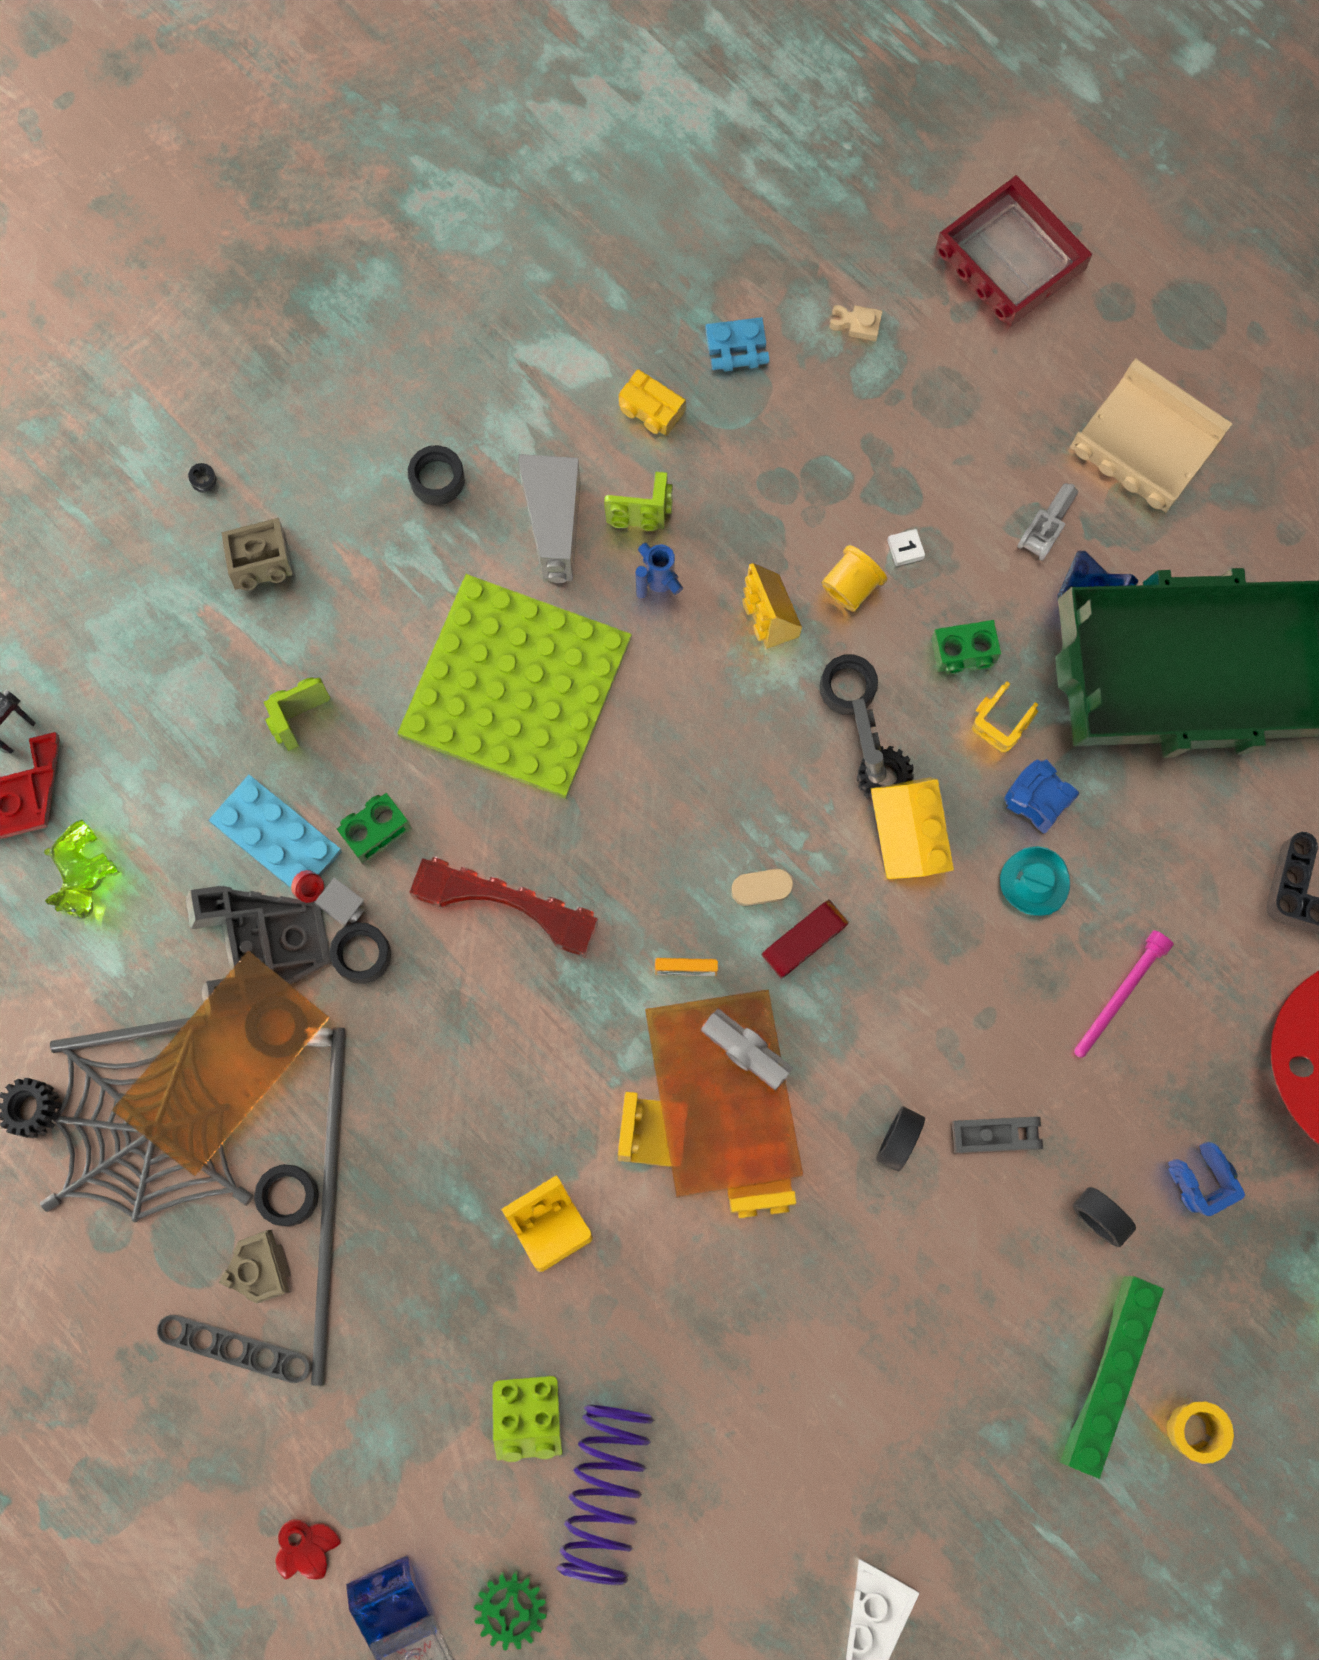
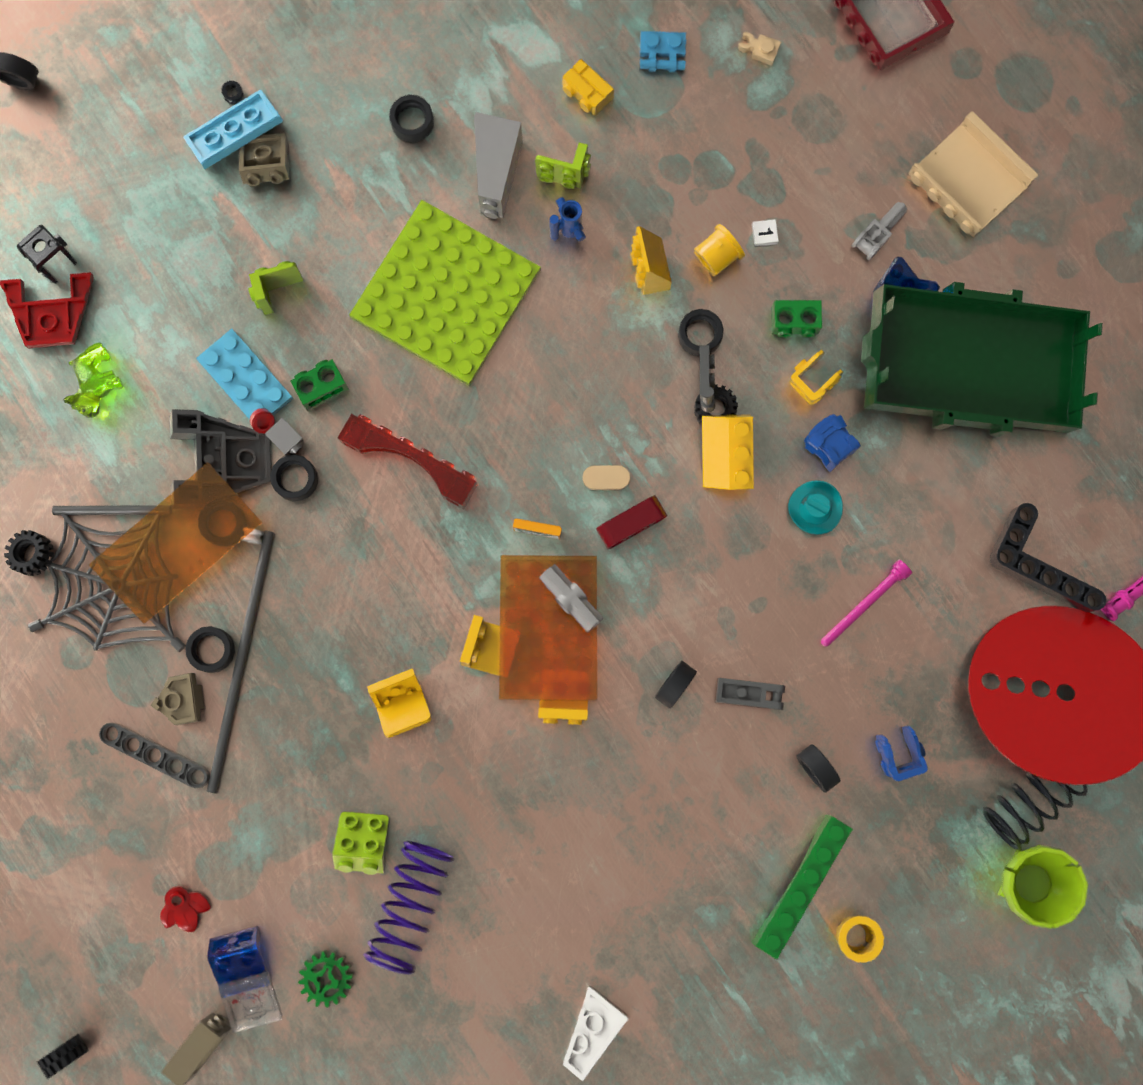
camera: 10 degrees right, 5 degrees up
(210, 523) = (233, 129): none -> medium azure tile

